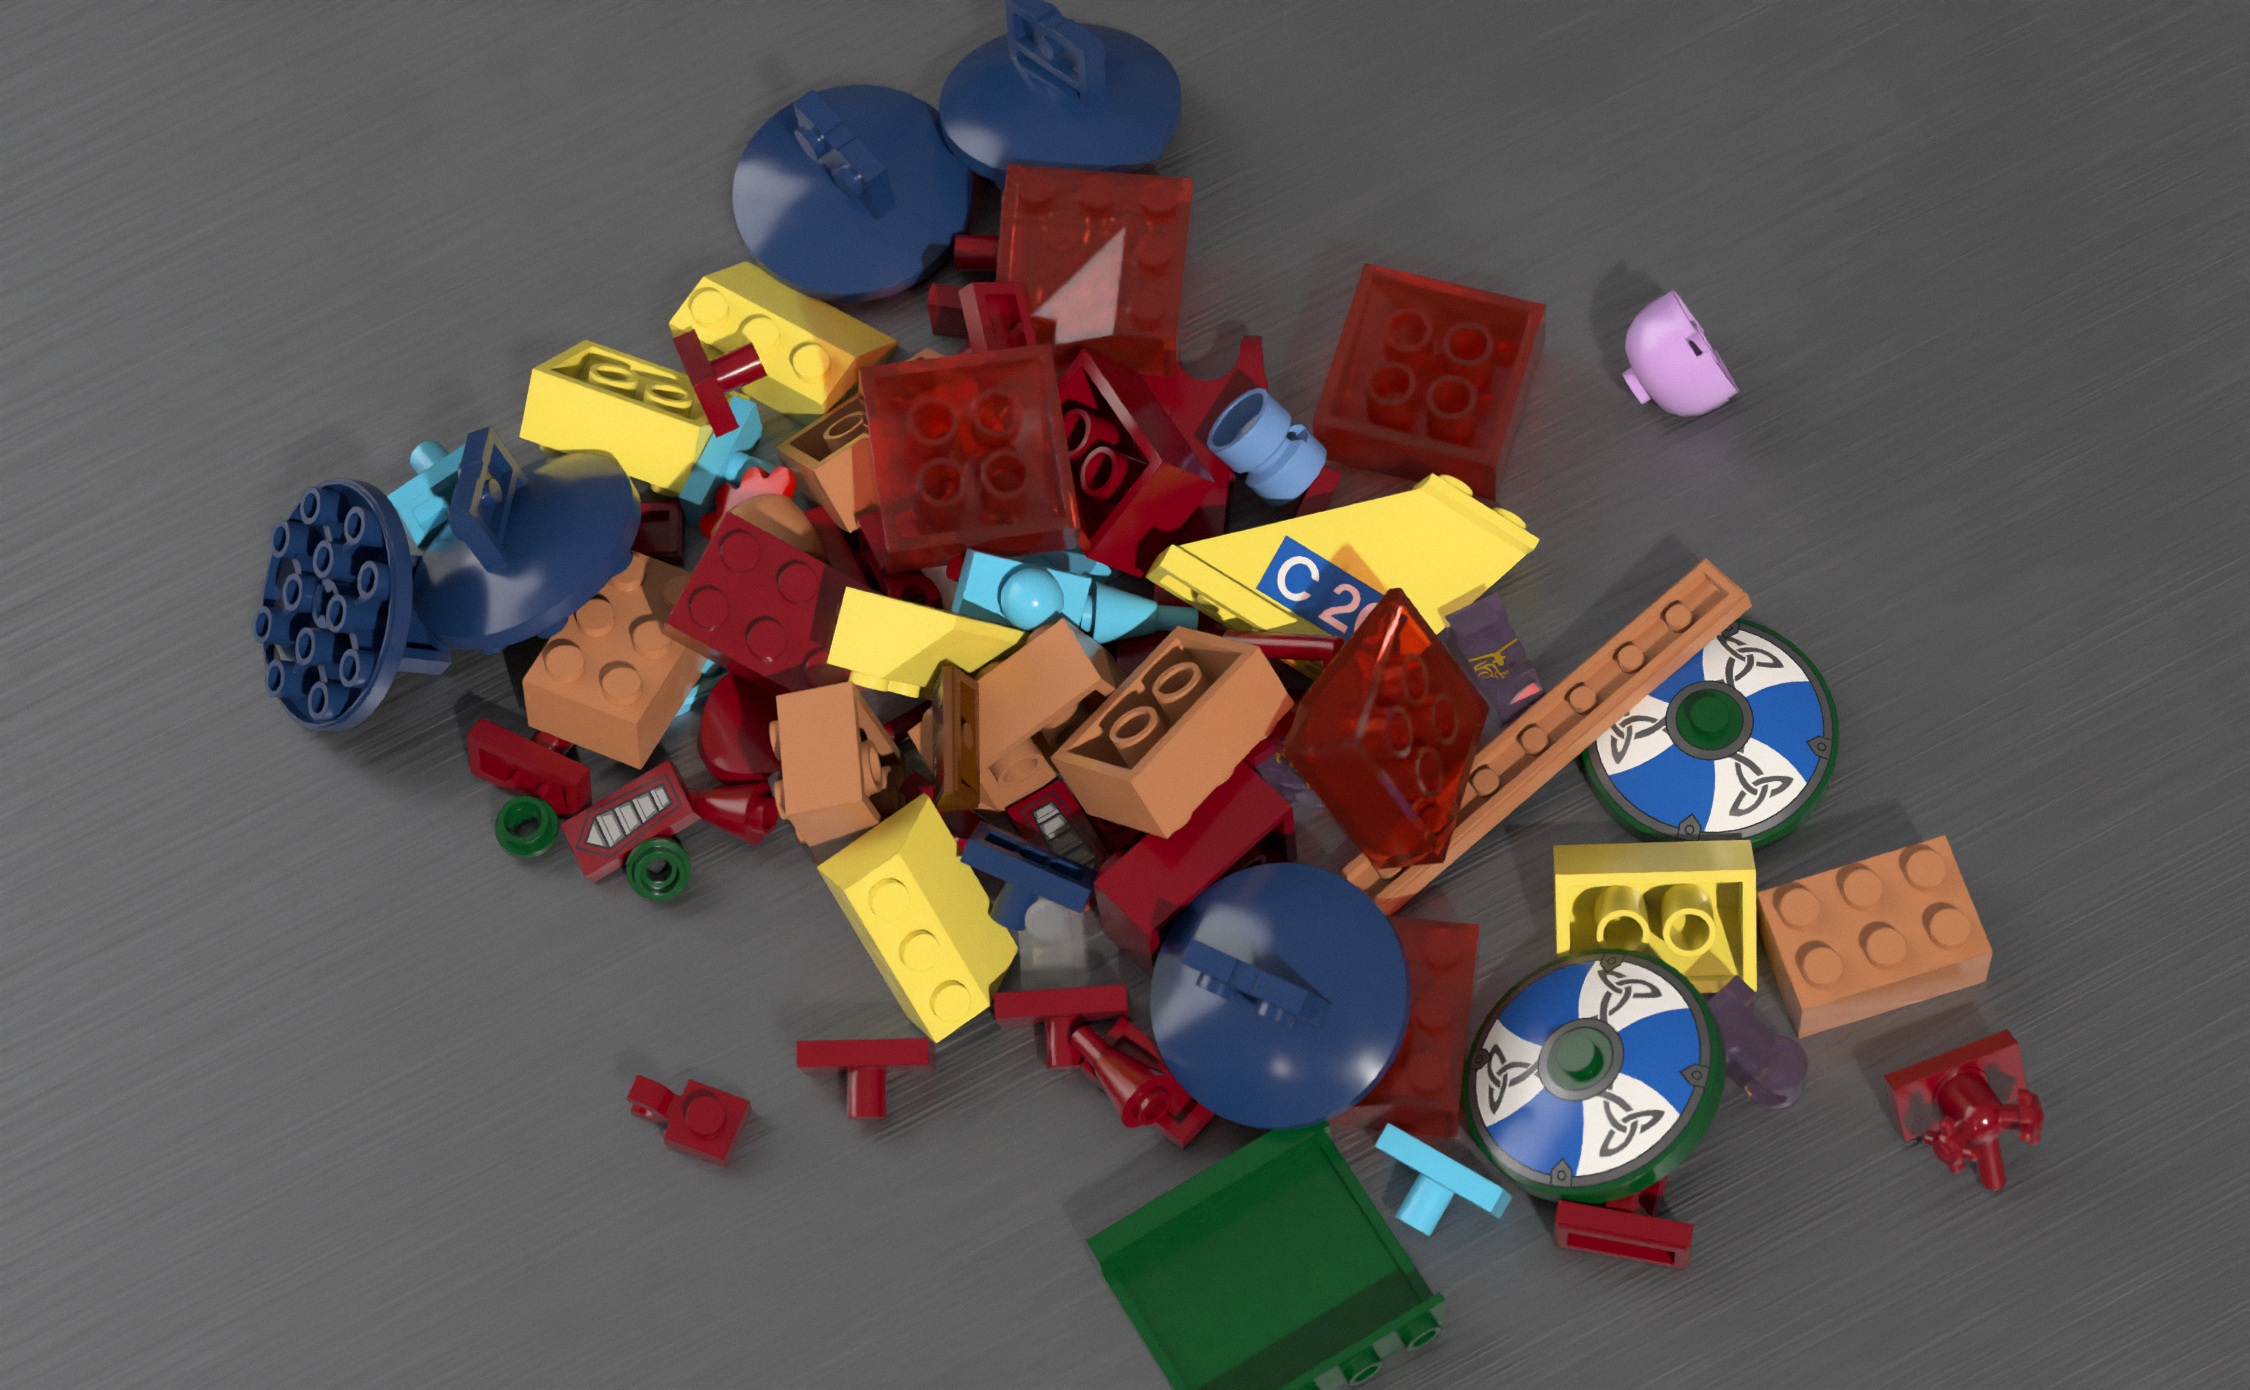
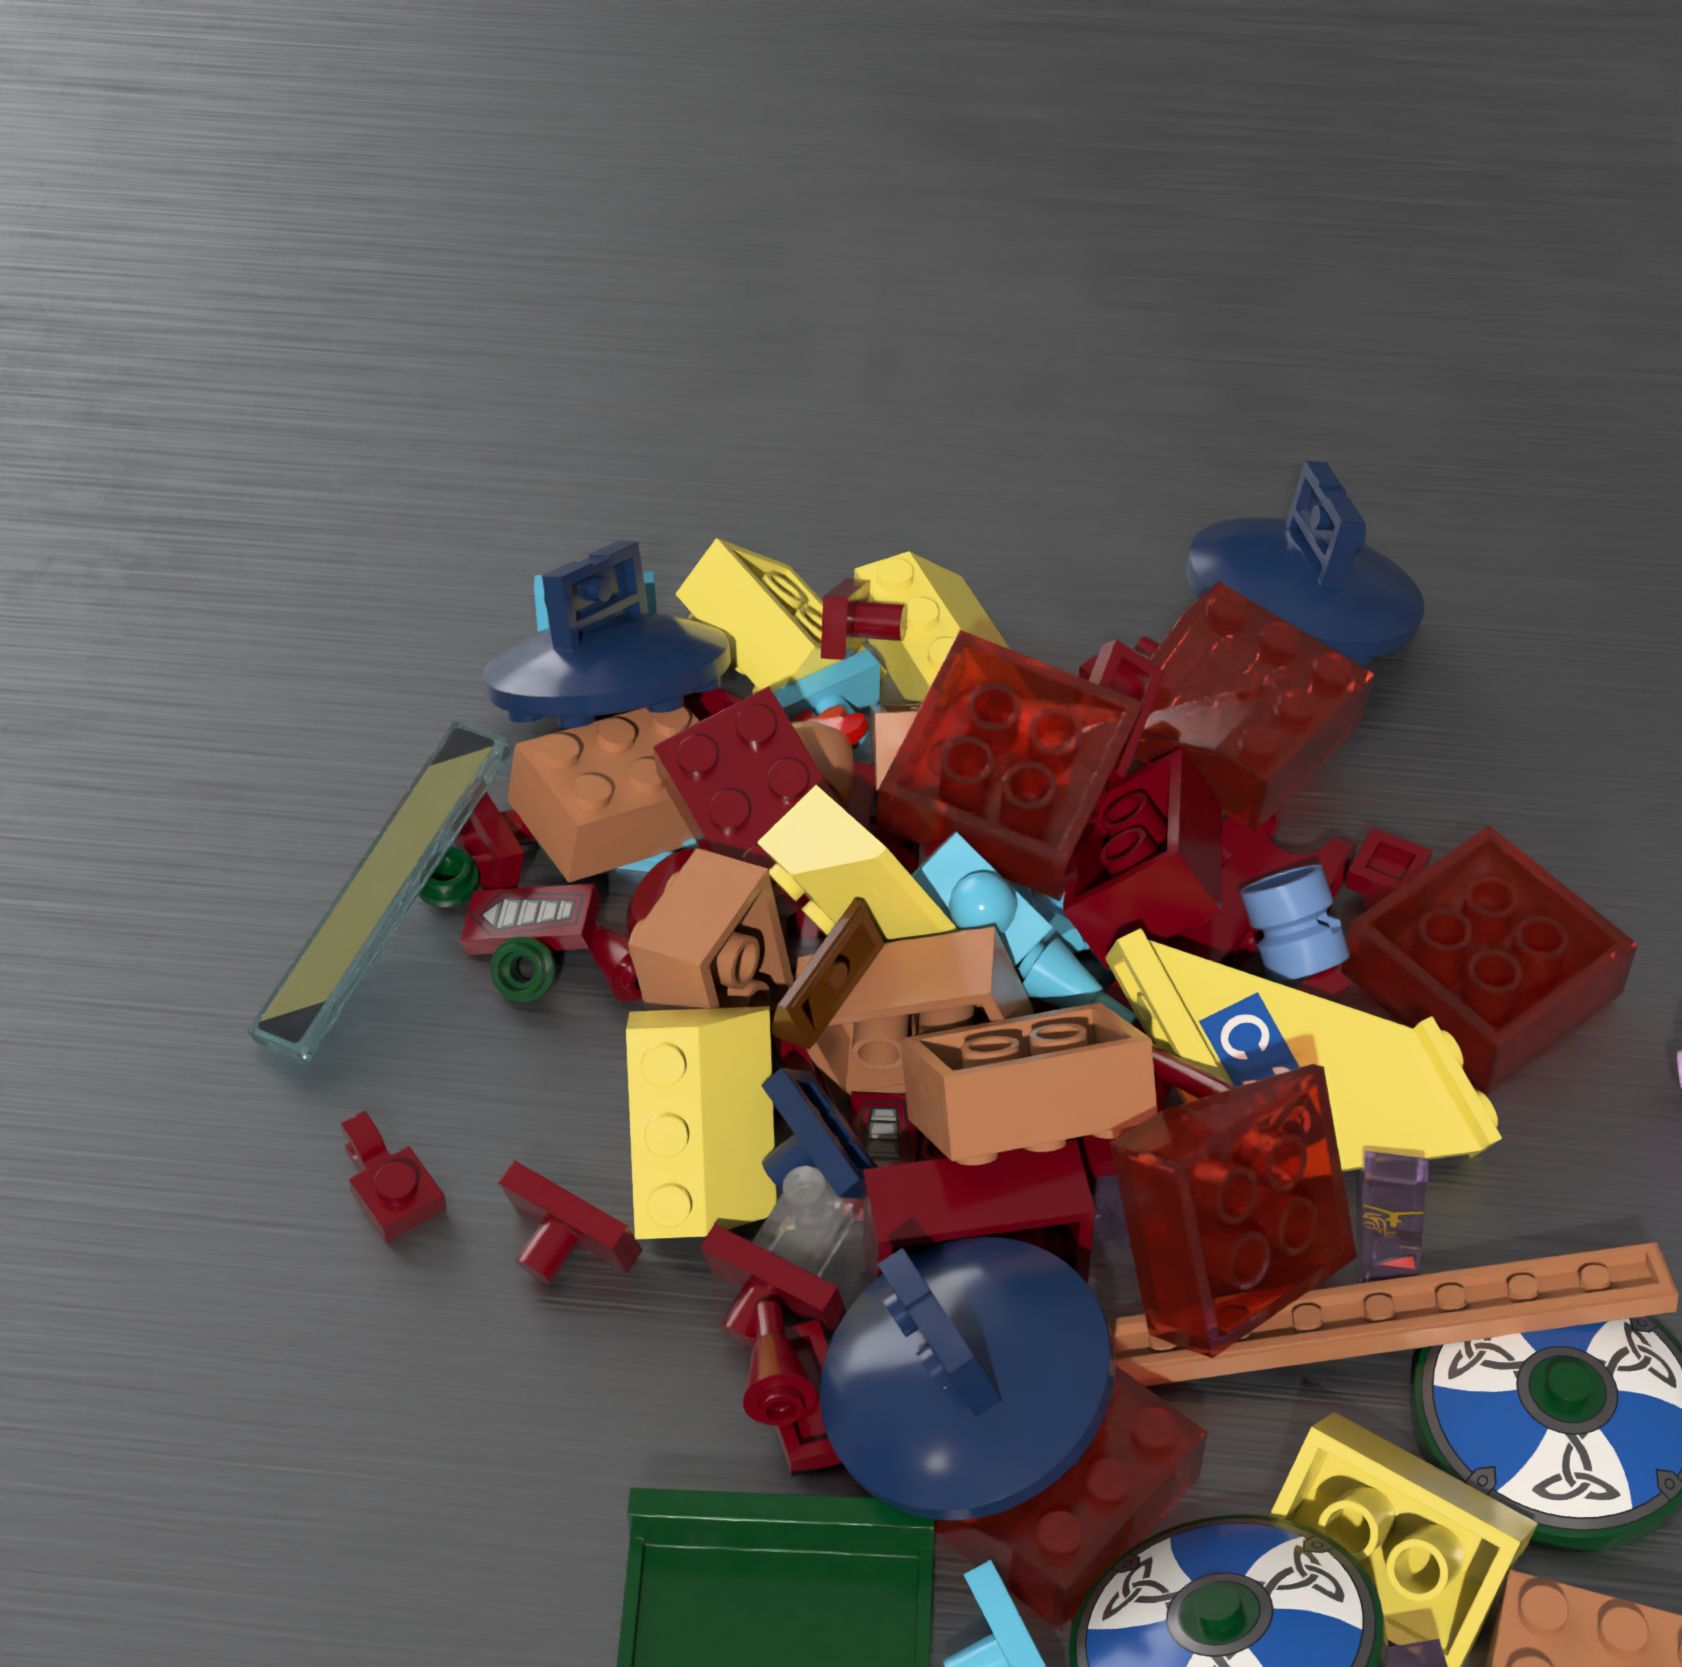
camera: 25 degrees right, 15 degrees down
(341, 607) = (436, 632): dark blue bracket -> none
(493, 875) = (379, 892): none -> tile
(851, 194) = (1081, 566): dark blue bracket -> none
(1300, 344) = (1385, 865): none -> dark red tile

